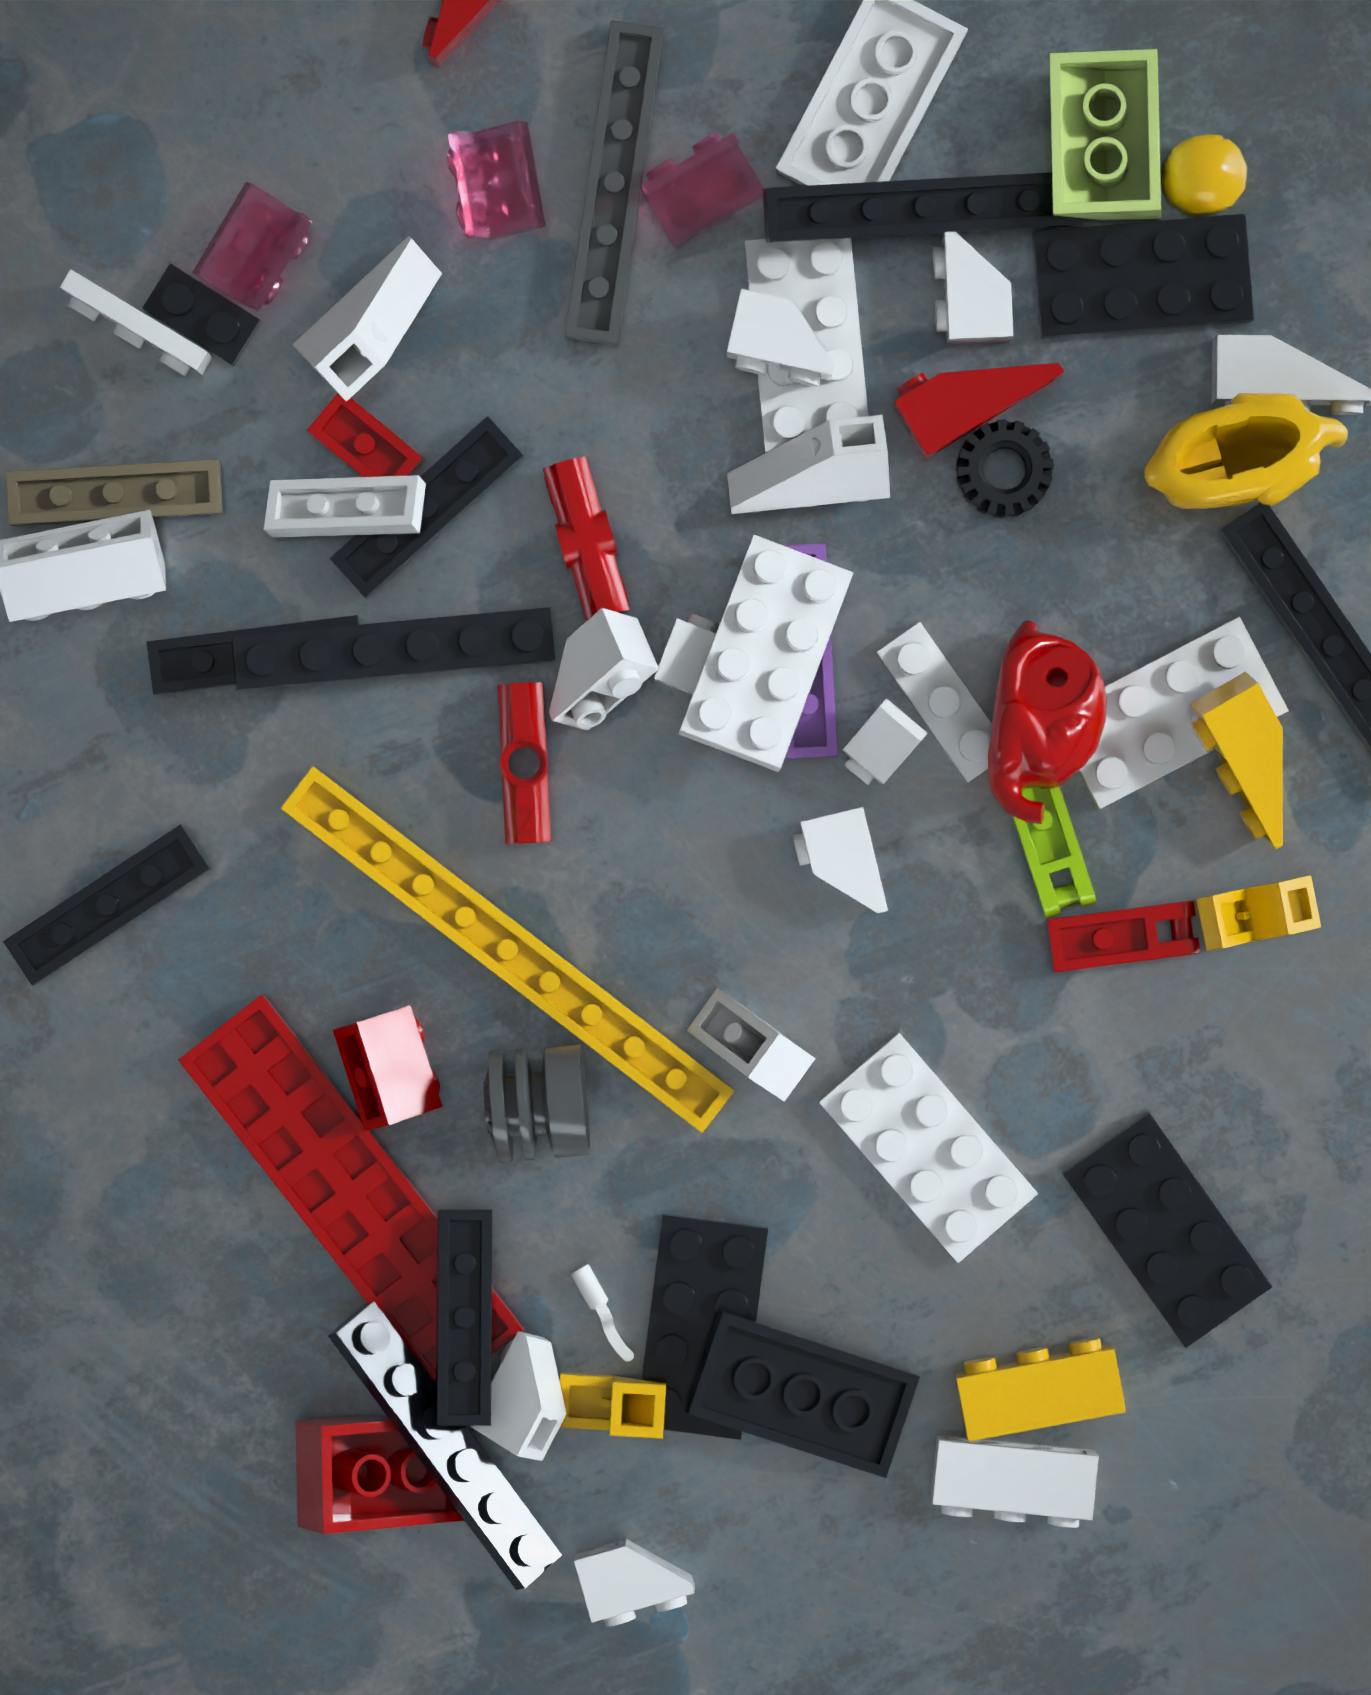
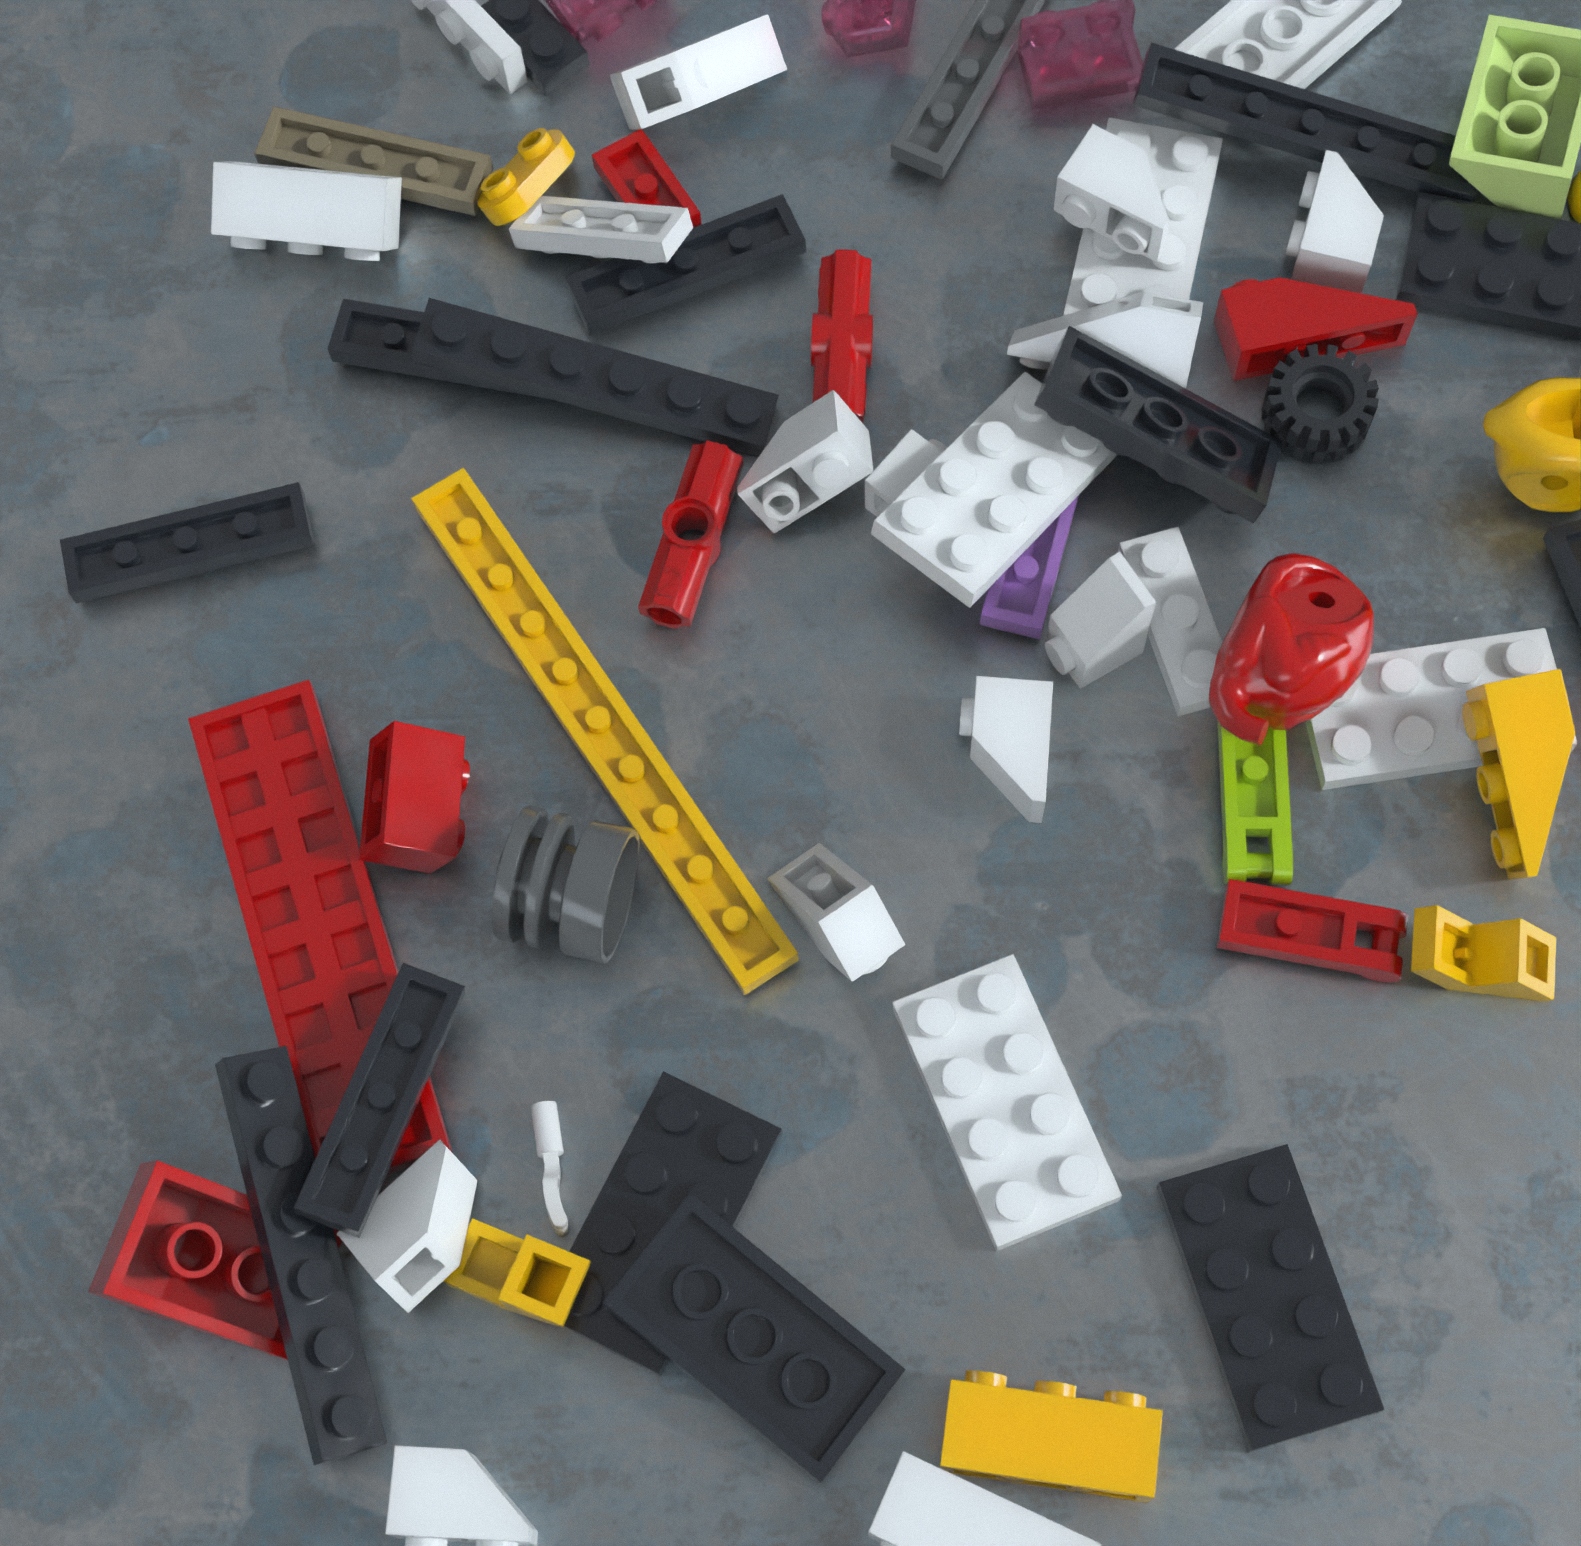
camera: 25 degrees right, 20 degrees down
(256, 467) = (524, 179): none -> yellow plate
(880, 549) = (1160, 424): none -> black plate

